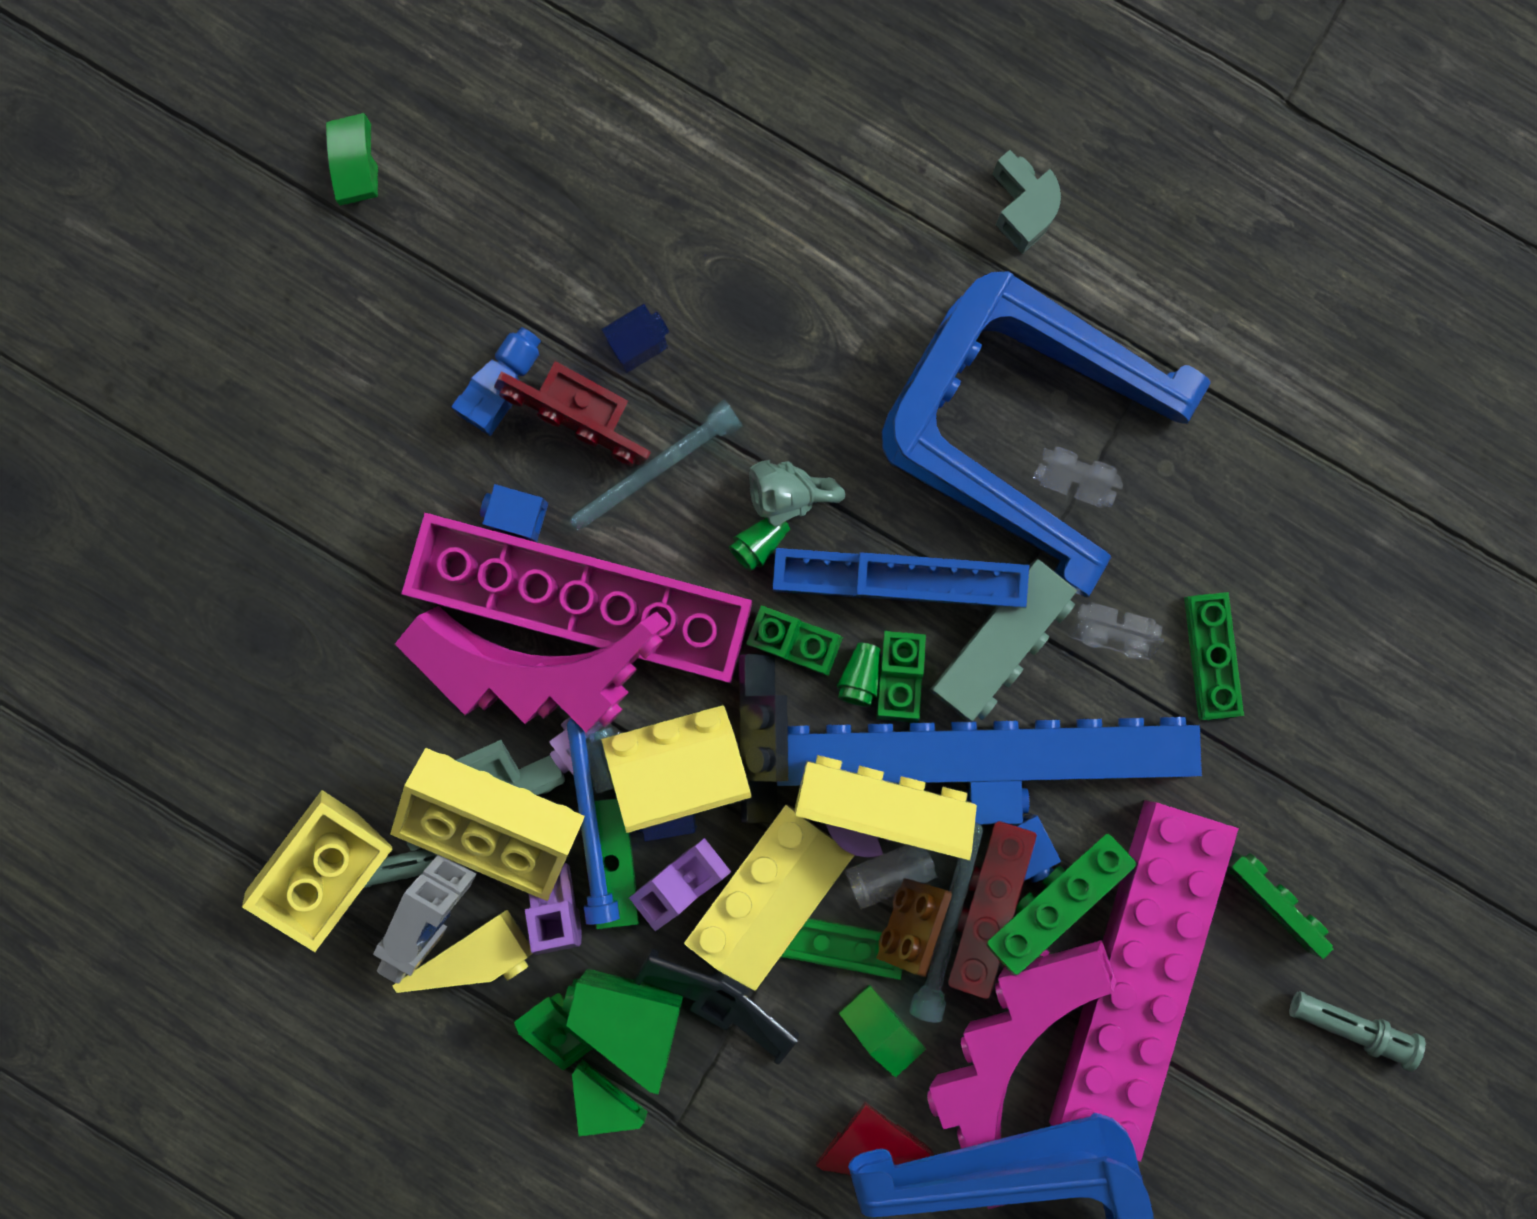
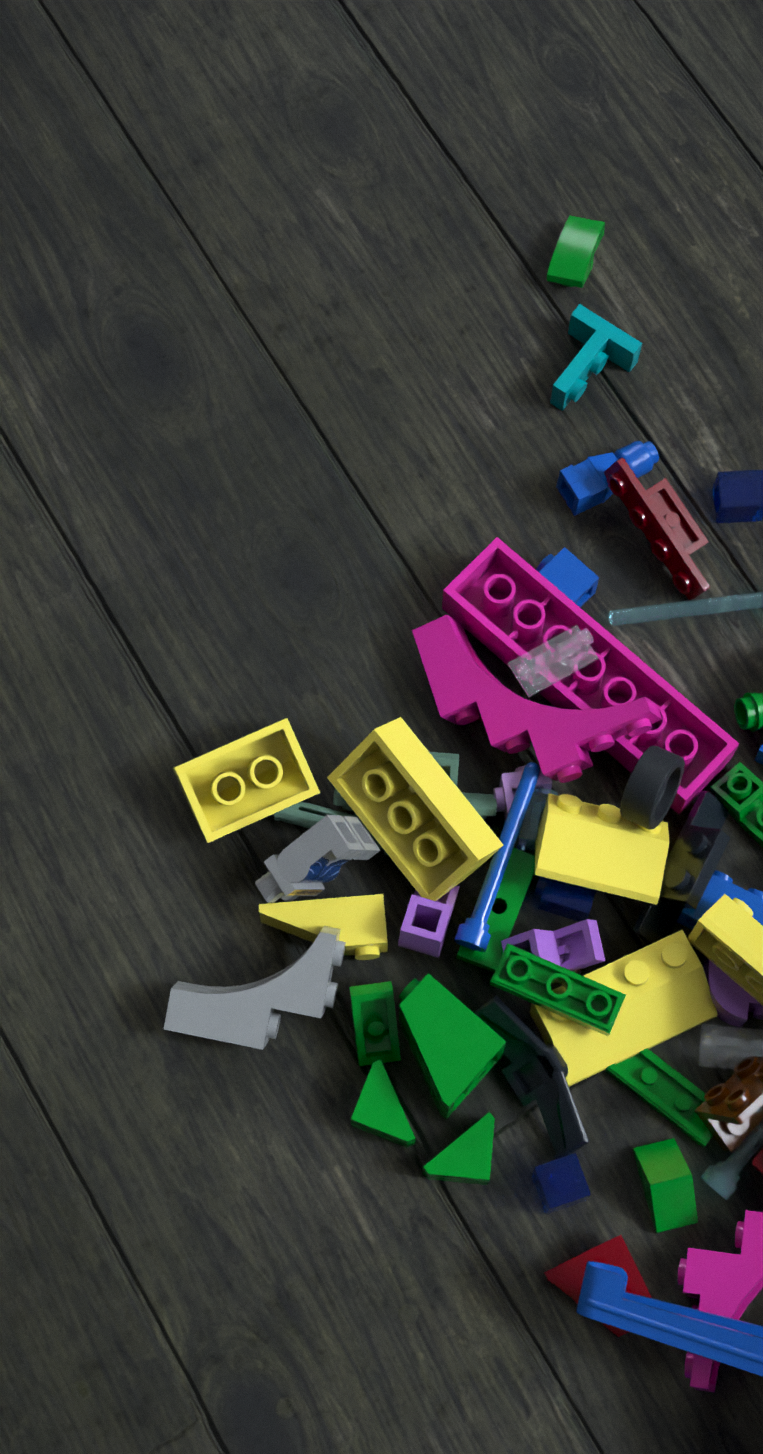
camera: 25 degrees right, 15 degrees down
(423, 266) = (601, 343): none -> teal bracket
(441, 1081) = (246, 1011): none -> light grey arch
(539, 614) = (554, 660): none -> clear hinge
(691, 696) = (652, 787): none -> black tyre
(700, 1106) = (467, 1157): none -> green slope
(728, 924) = (532, 978): none -> green tile
(792, 1087) = (561, 1183): none -> clear blue brick

